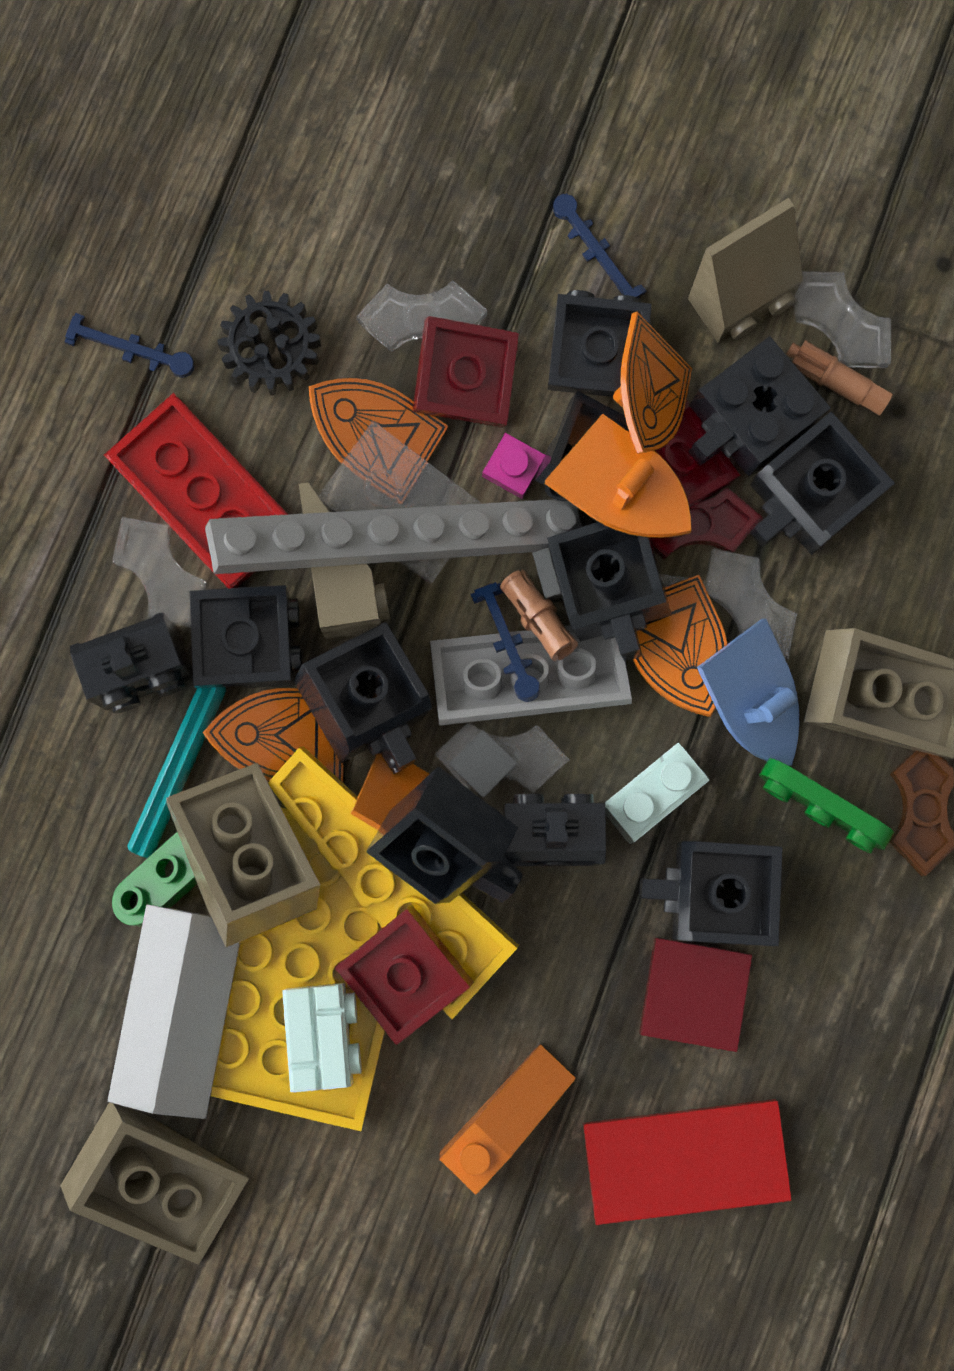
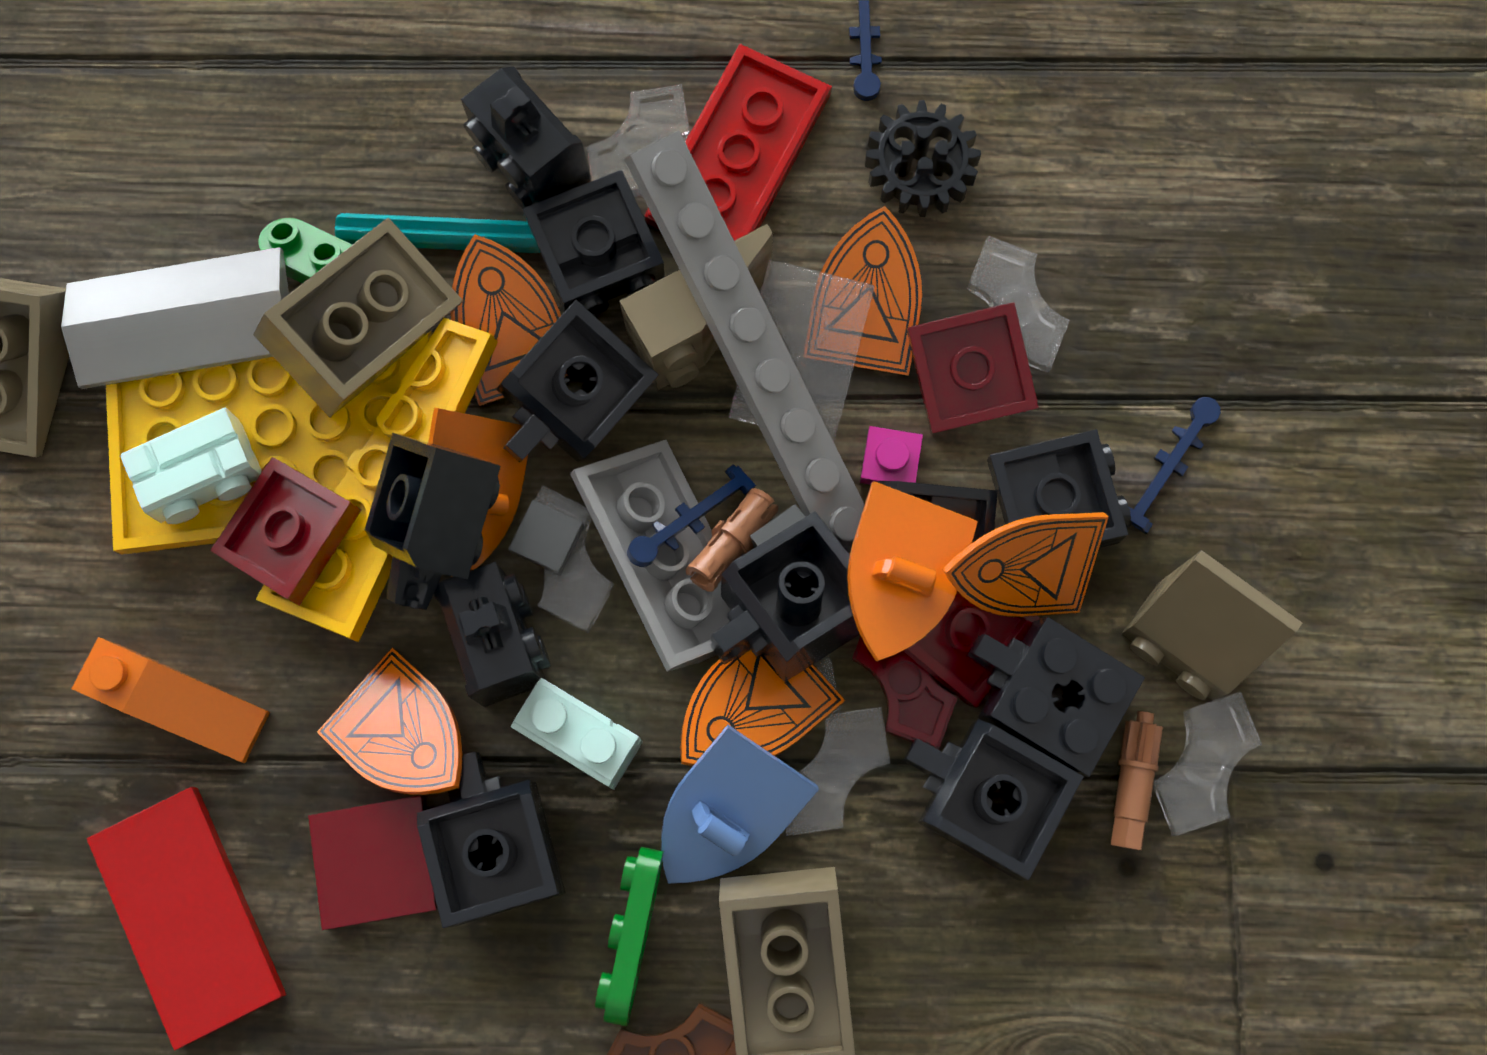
camera: 75 degrees right, 5 degrees down
(599, 938) = (398, 731): none -> shield

